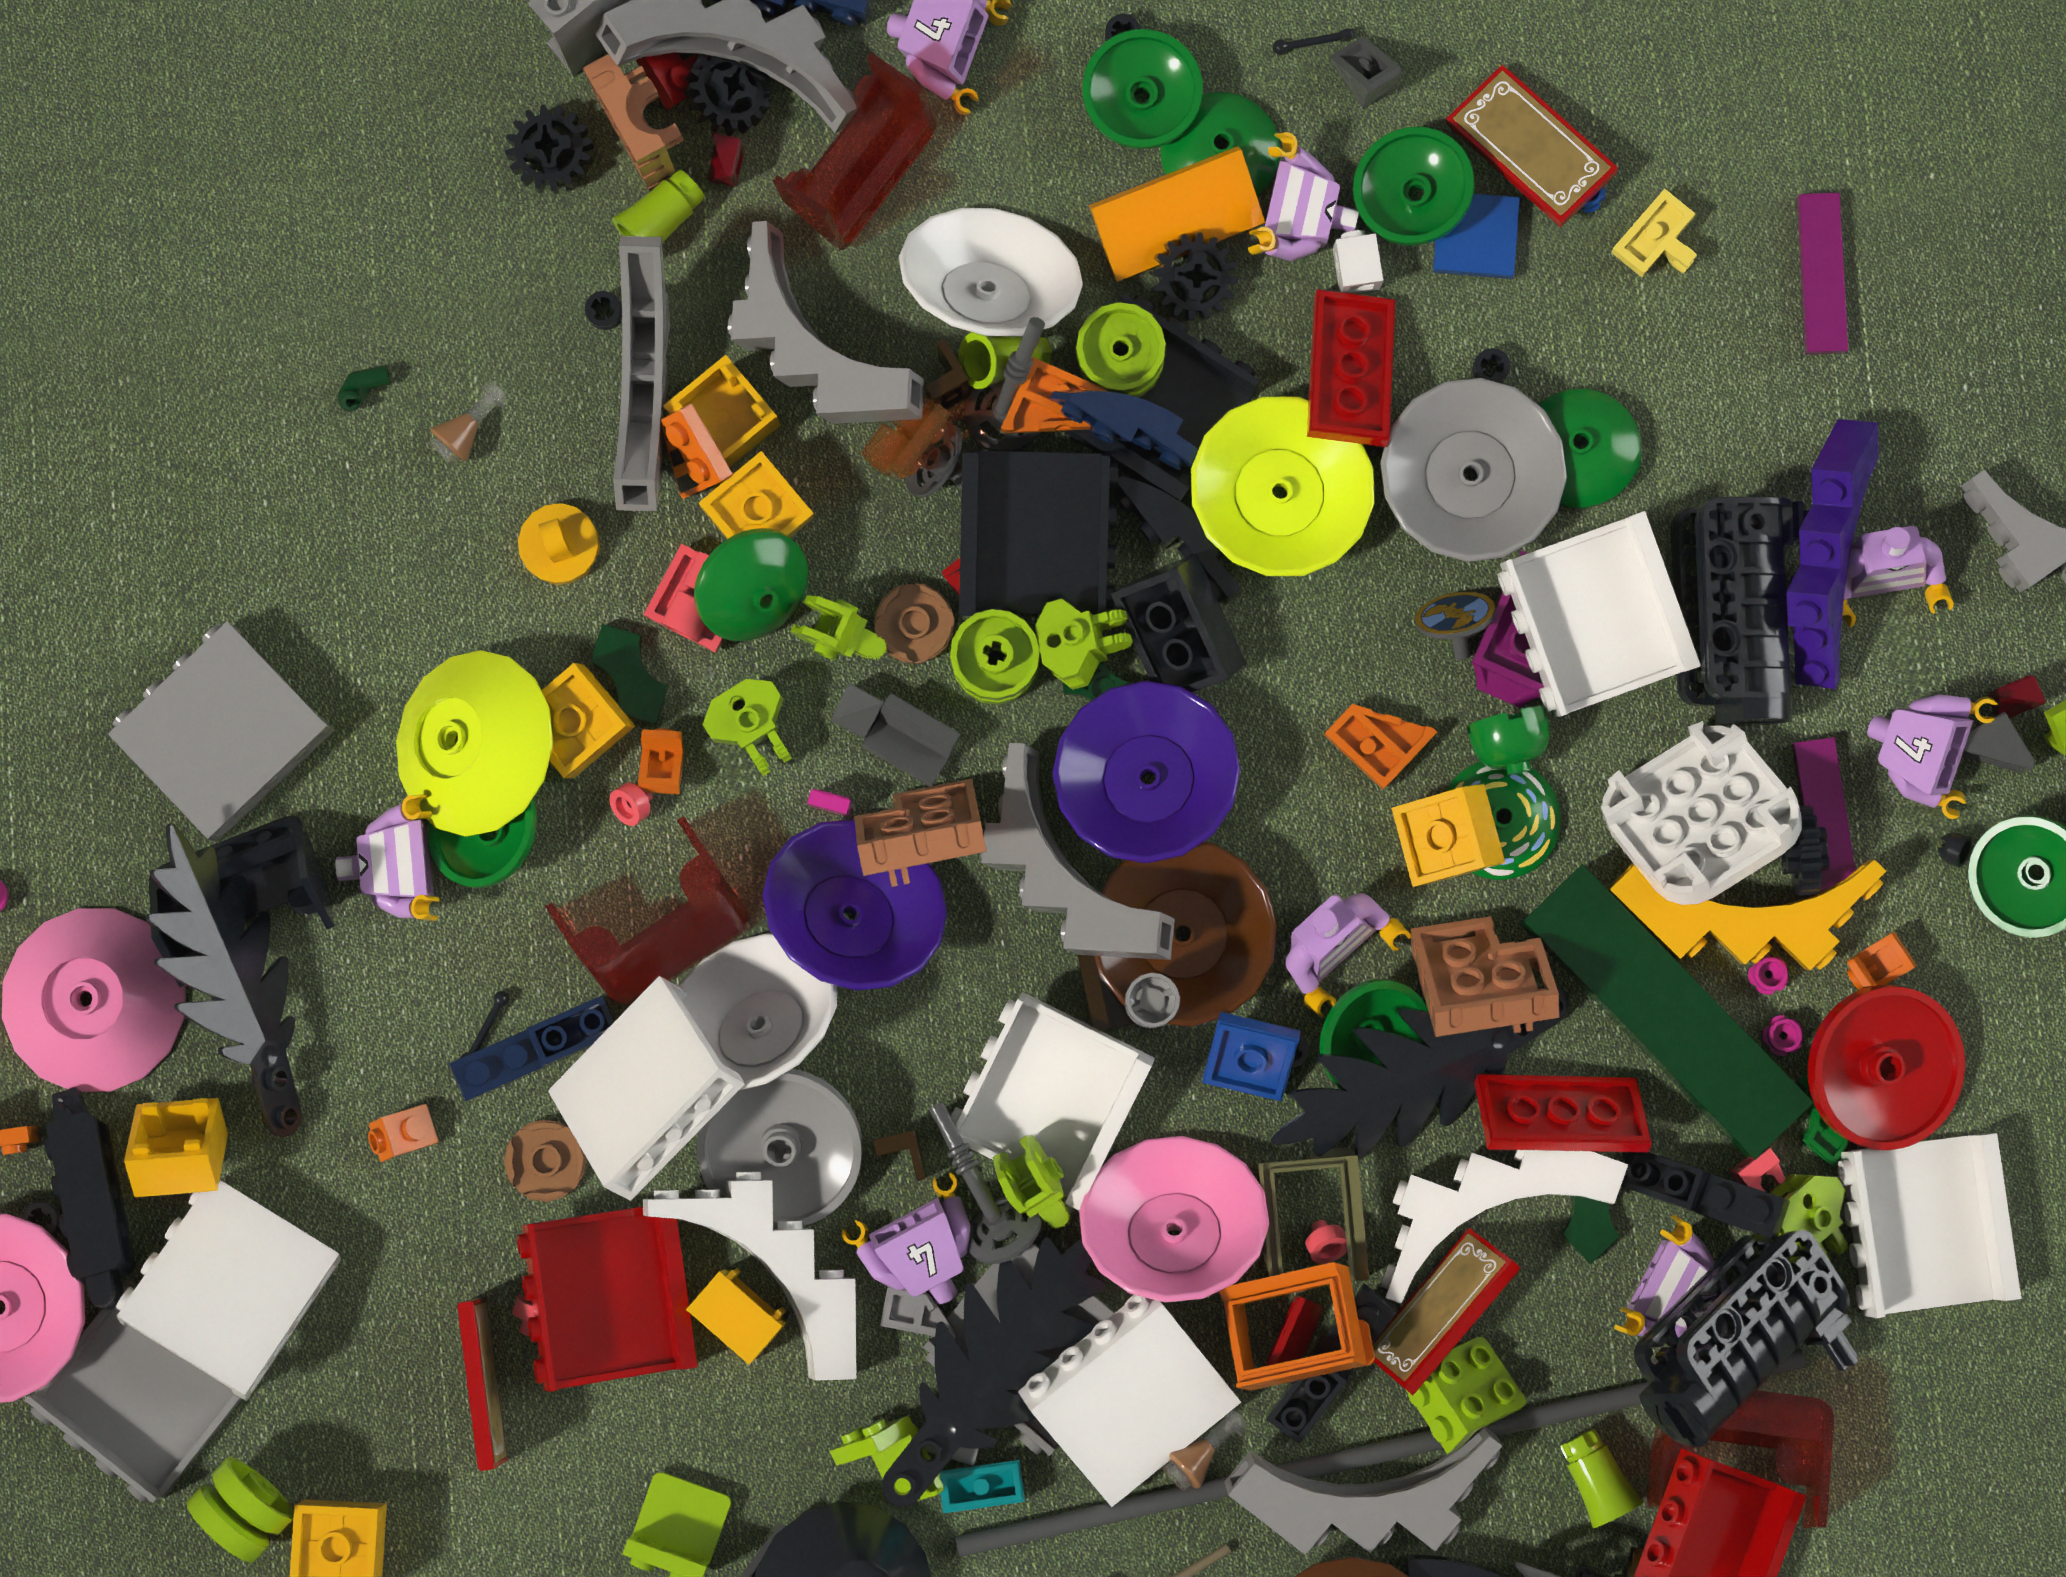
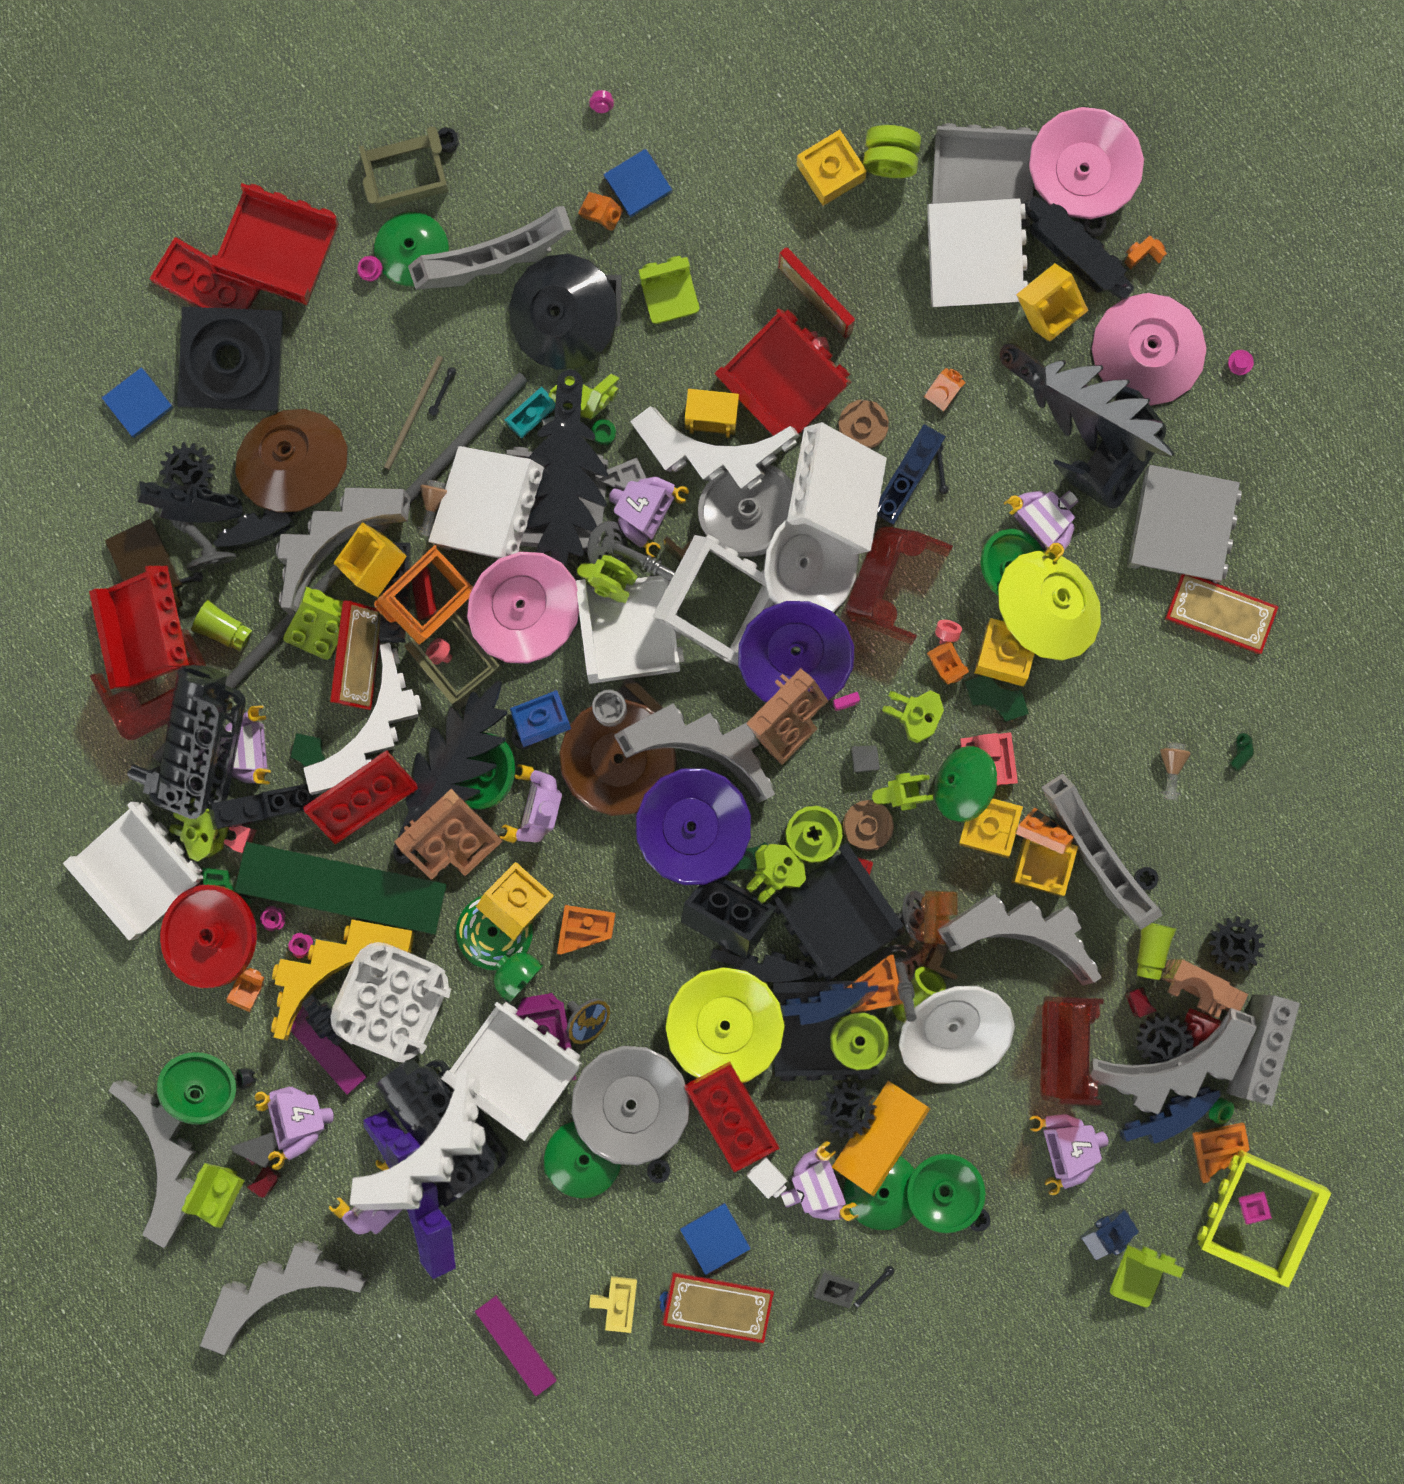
camera: 145 degrees right, 0 degrees up
(256, 583) = (1221, 613): none -> pearl gold tile
(558, 544) = (1081, 740): yellow tile -> none
(901, 1392) = (604, 432): none -> green tile
(911, 740) = (826, 761): dark grey panel -> none
(934, 1103) = (681, 583): none -> white window
(1337, 1429) = (370, 559): none -> yellow container
(1409, 162) = (782, 1239): green dish -> none
(1784, 558) = (433, 1161): none -> white arch

